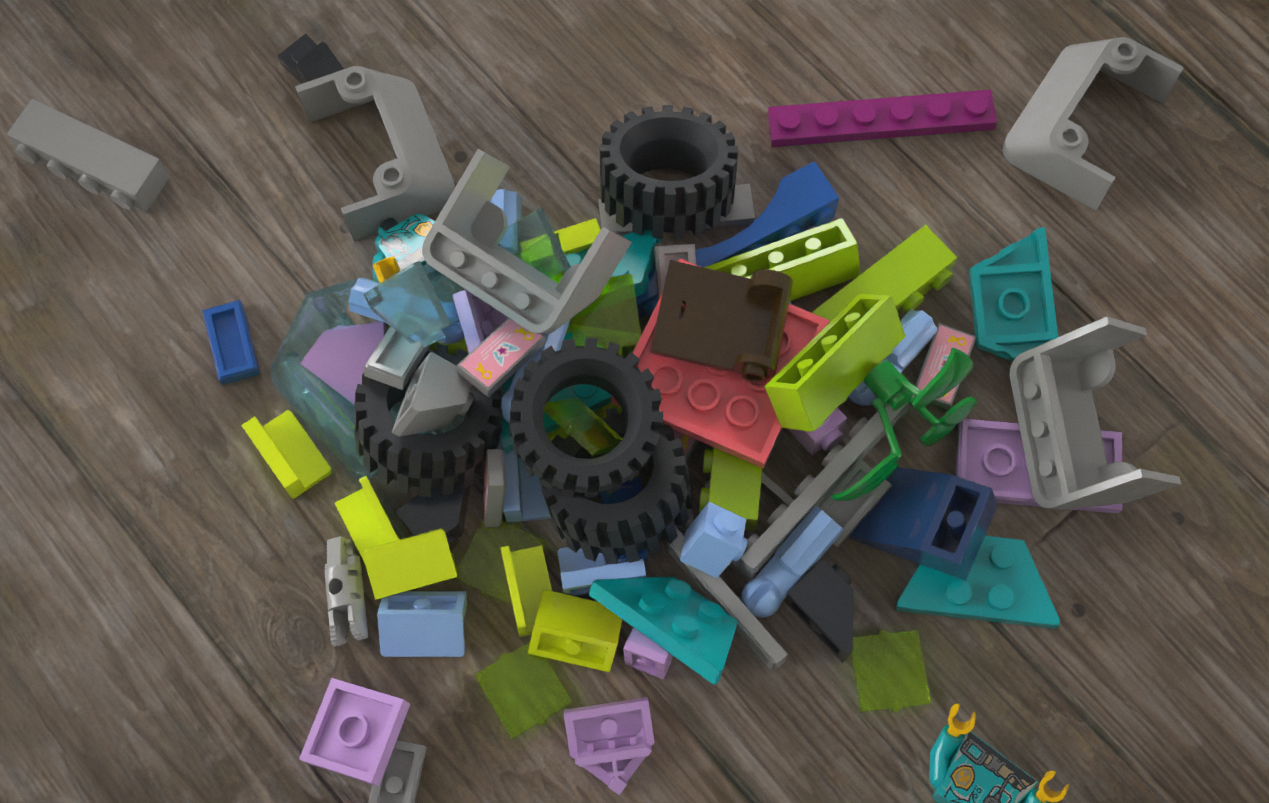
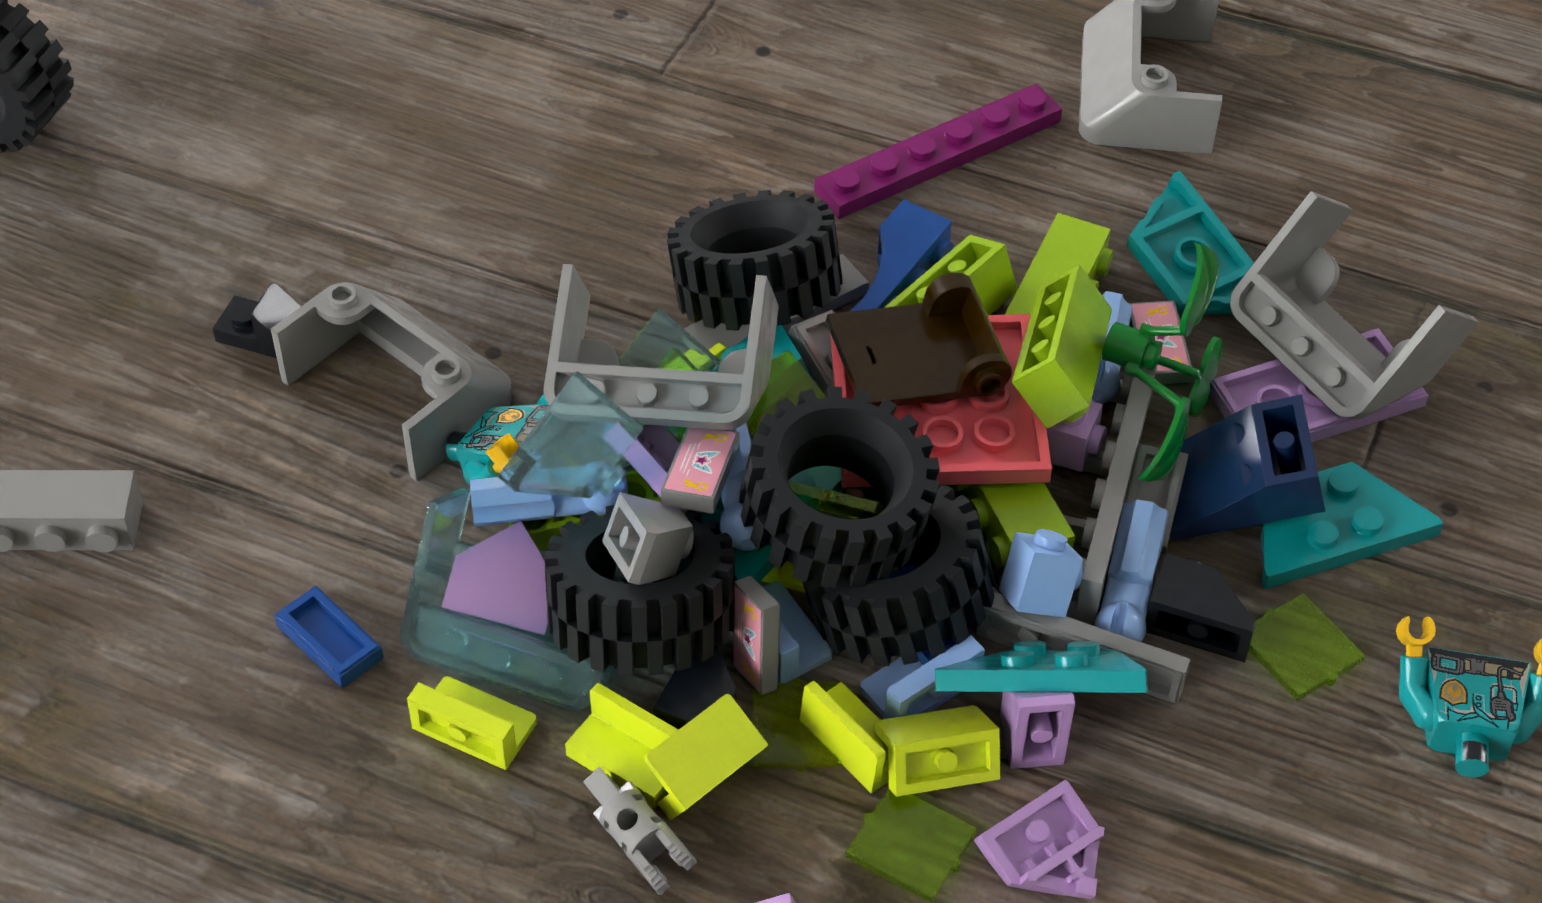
camera: 30 degrees left, 20 degrees down
(394, 360) = (573, 525): light grey tile -> none
(422, 624) = (754, 824): light blue panel -> none

